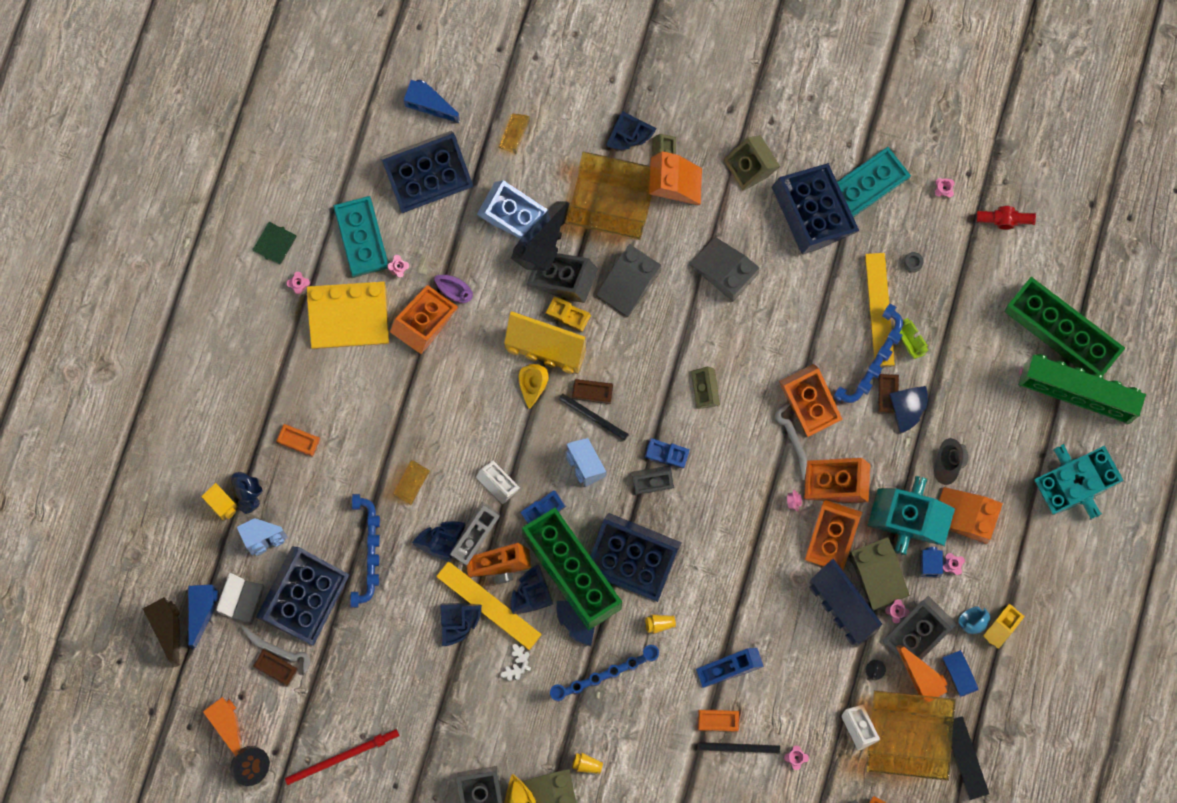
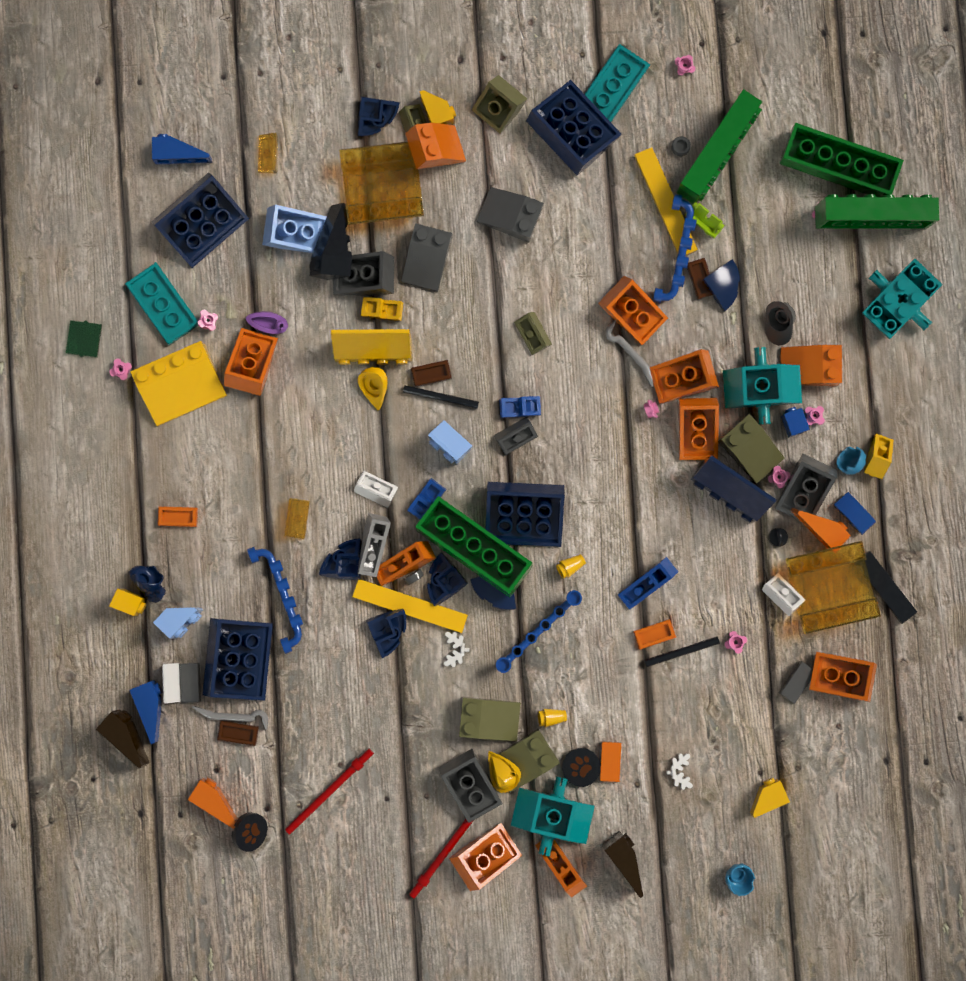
camera: 25 degrees left, 10 degrees up
(525, 743) = (489, 719): none -> olive slope
(691, 146) = (437, 109): none -> yellow slope
(949, 274) = (721, 144): none -> green brick
(1006, 217) = (751, 74): red pin -> none

